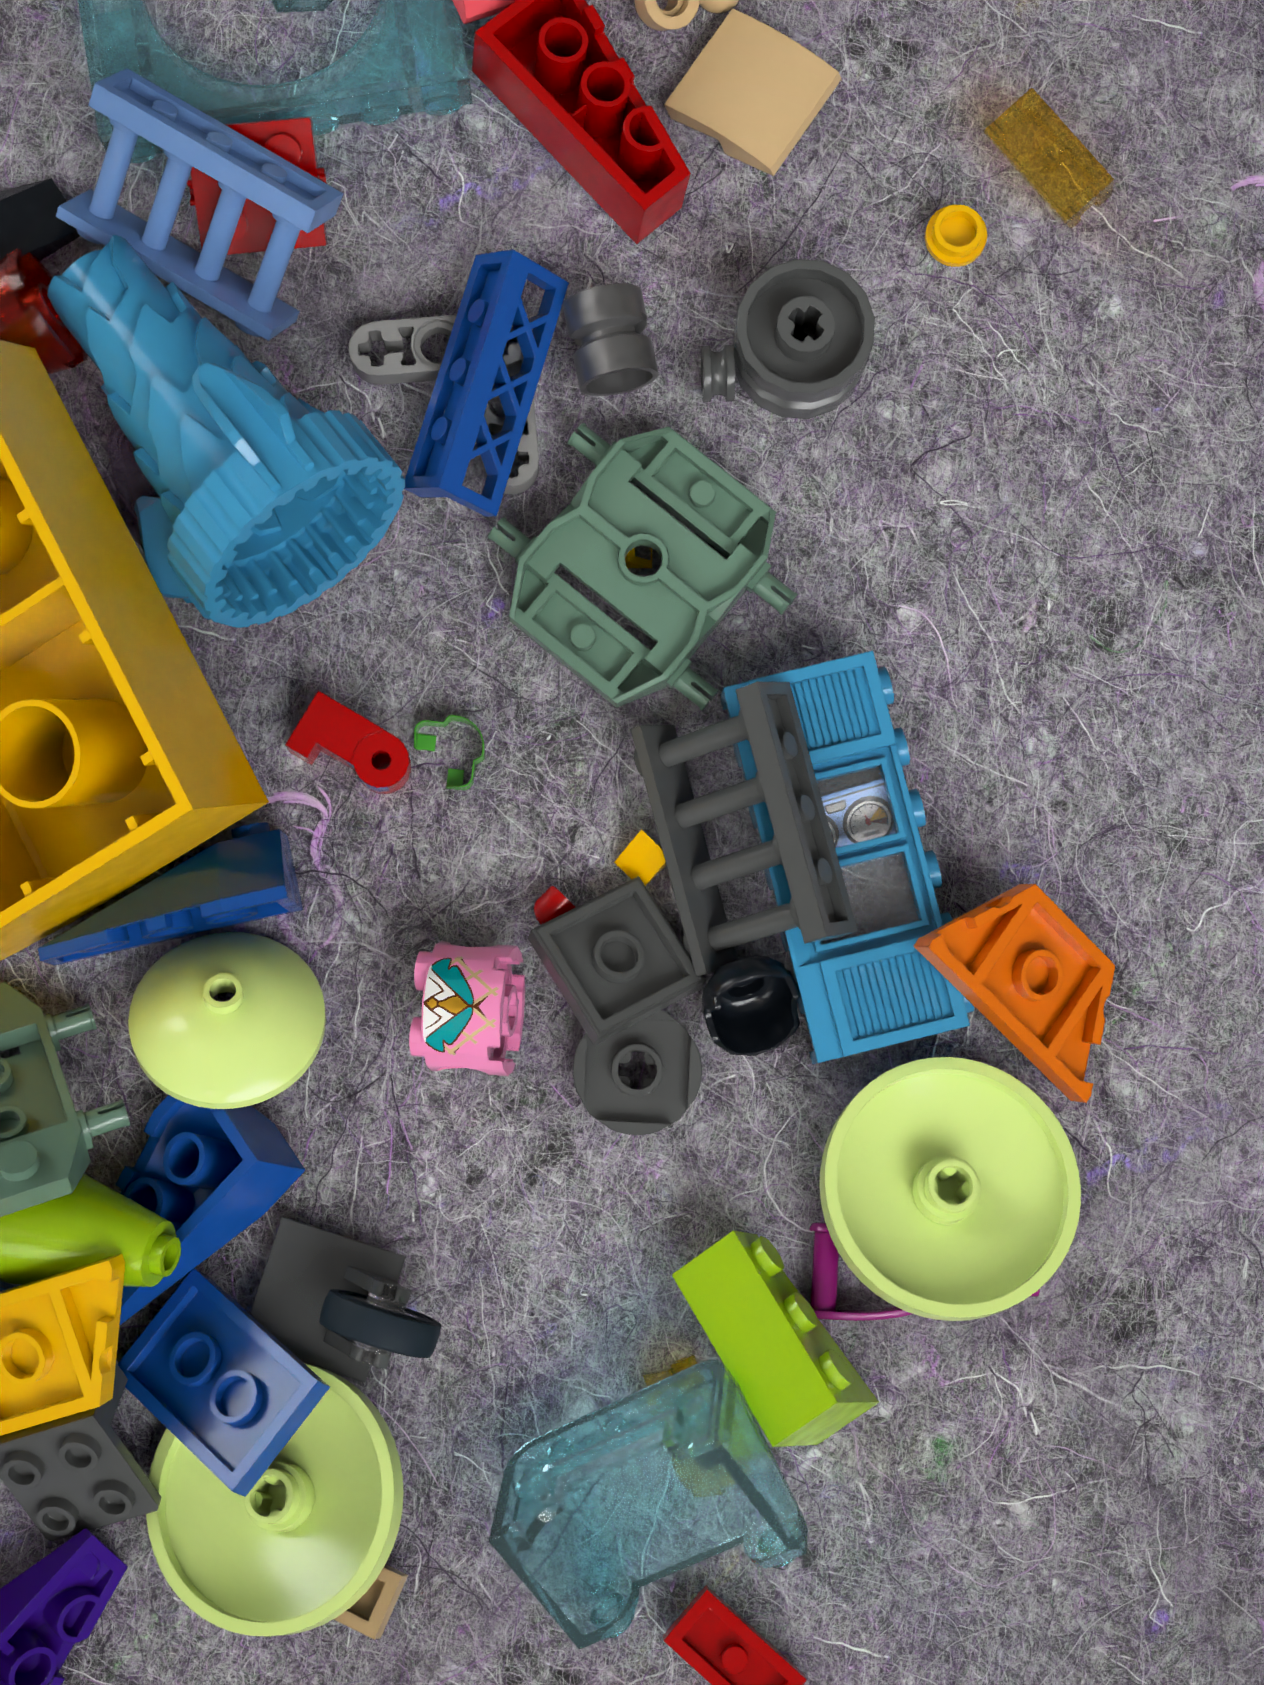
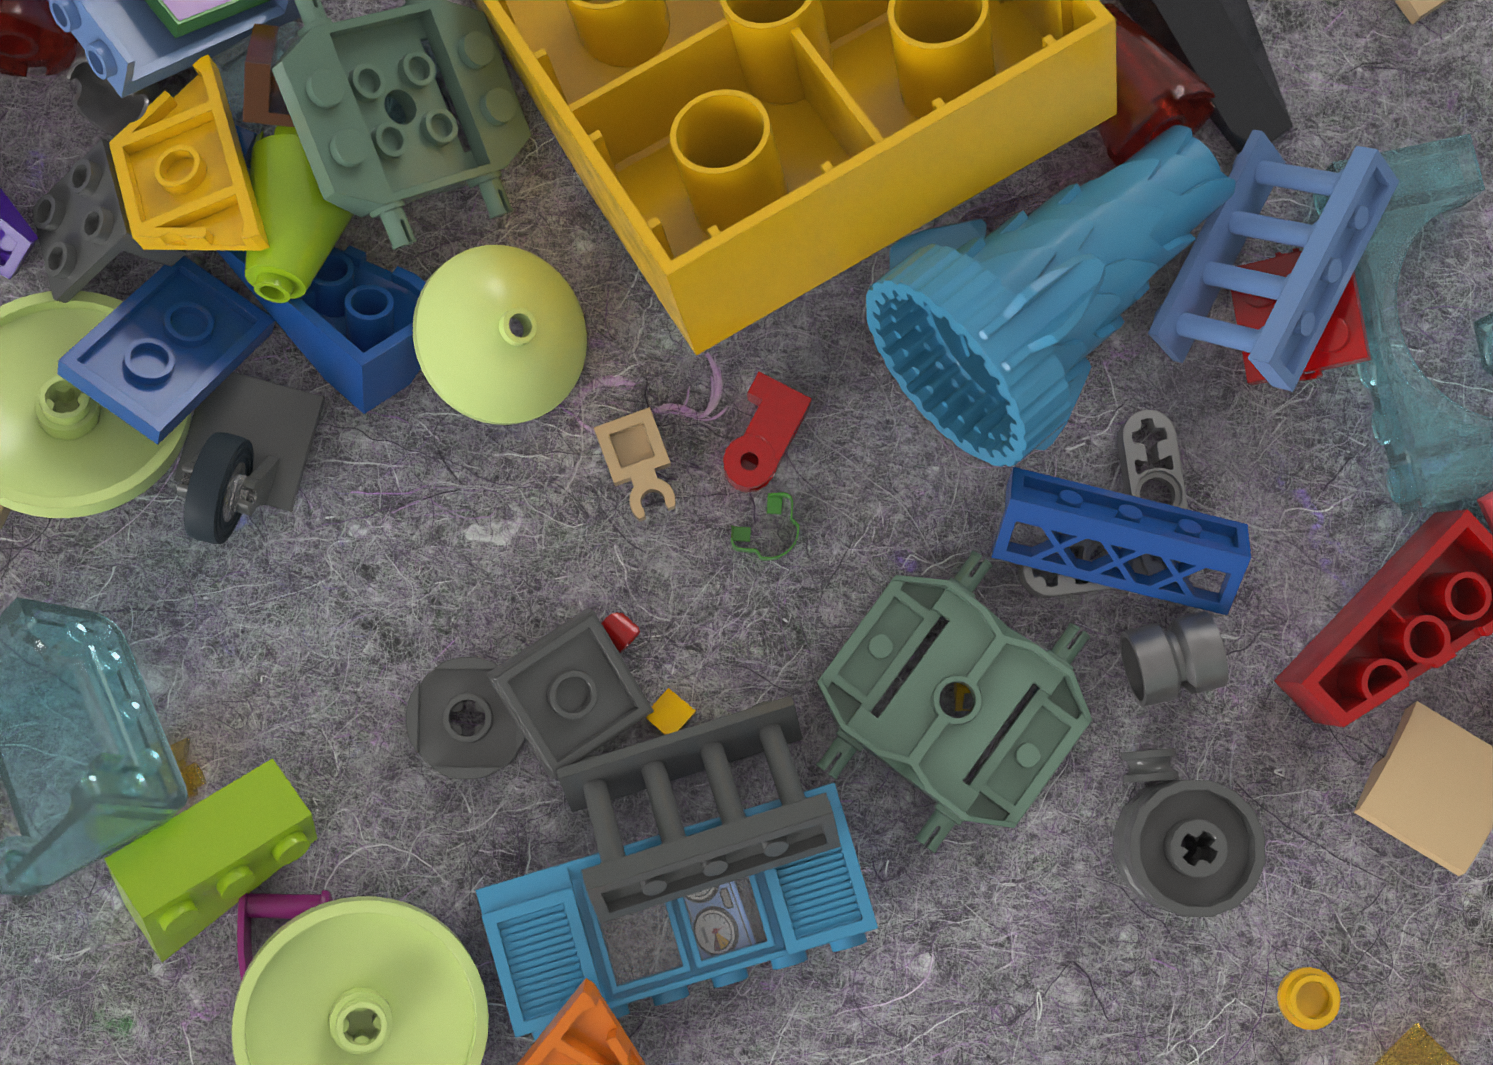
camera: 85 degrees right, 0 degrees up
(213, 890) = (623, 316): wedge -> none
(363, 884) = (635, 454): none -> tan plate
(468, 1007) = (517, 555): bright pink brick -> none
(751, 1005) = (531, 823): black hair -> none

